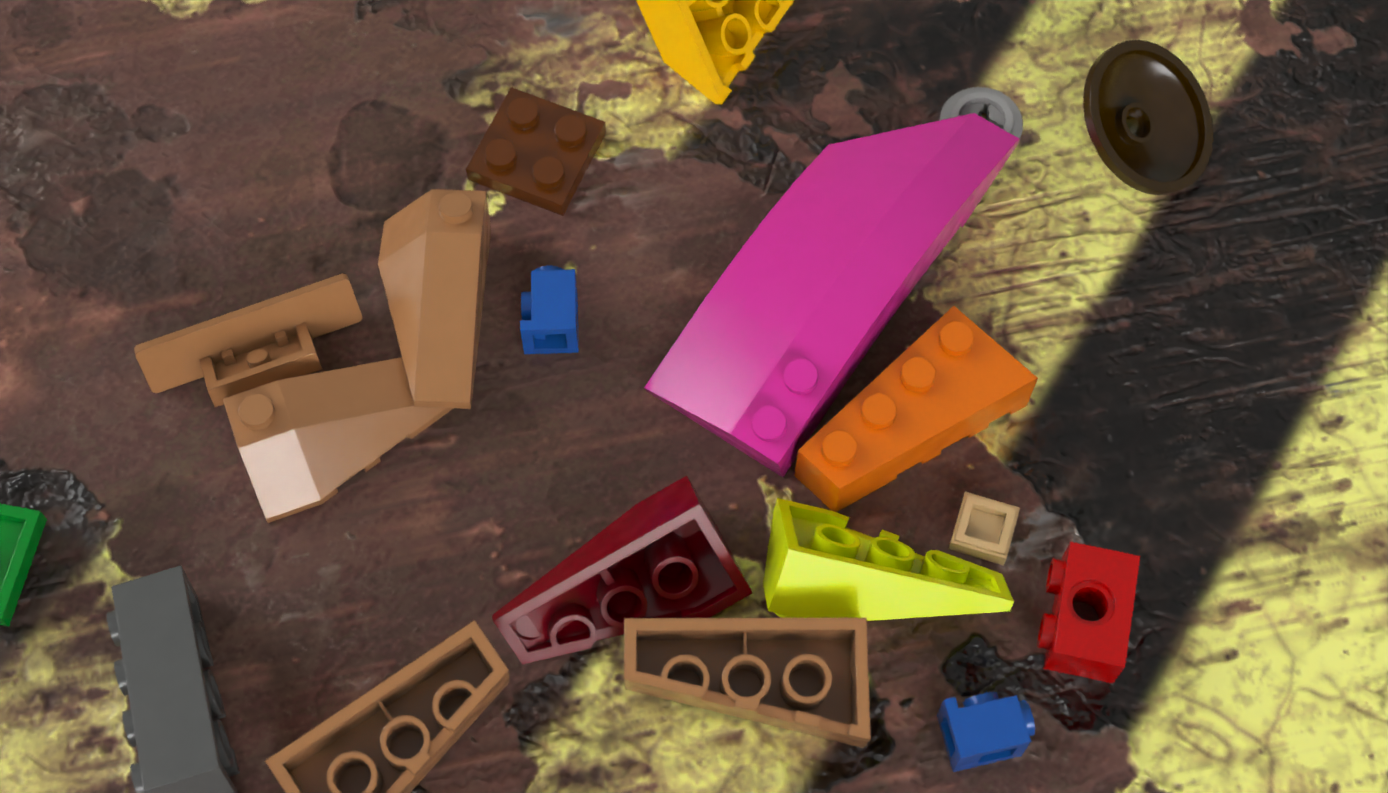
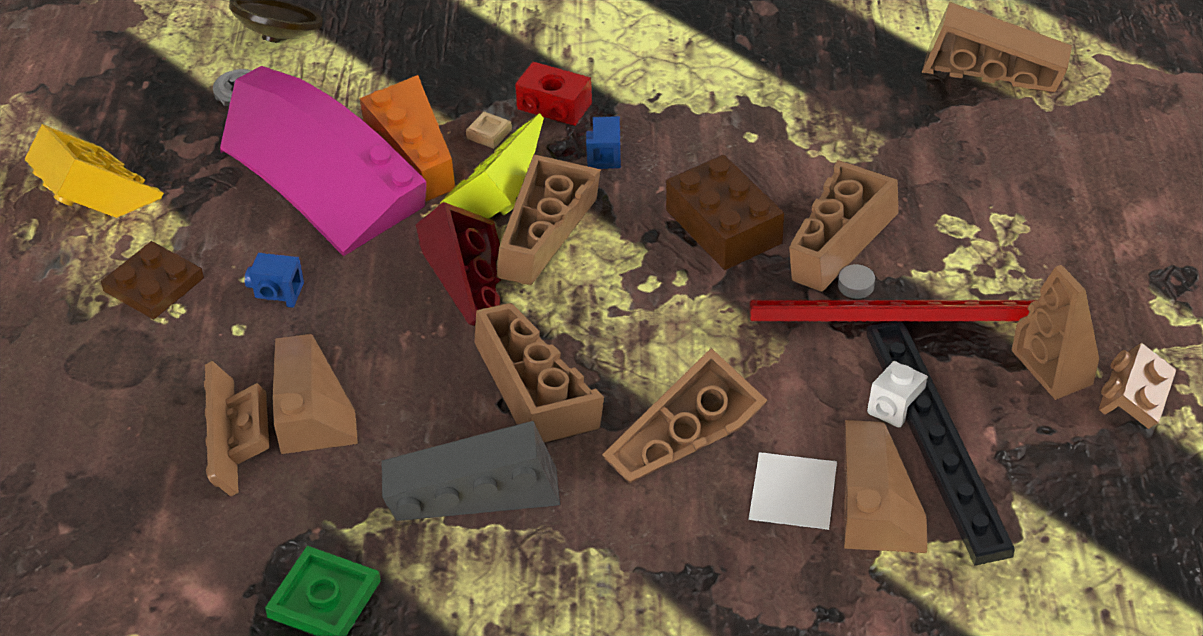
camera: 75 degrees left, 20 degrees down
(435, 289) = (223, 321): medium nougat wedge -> none

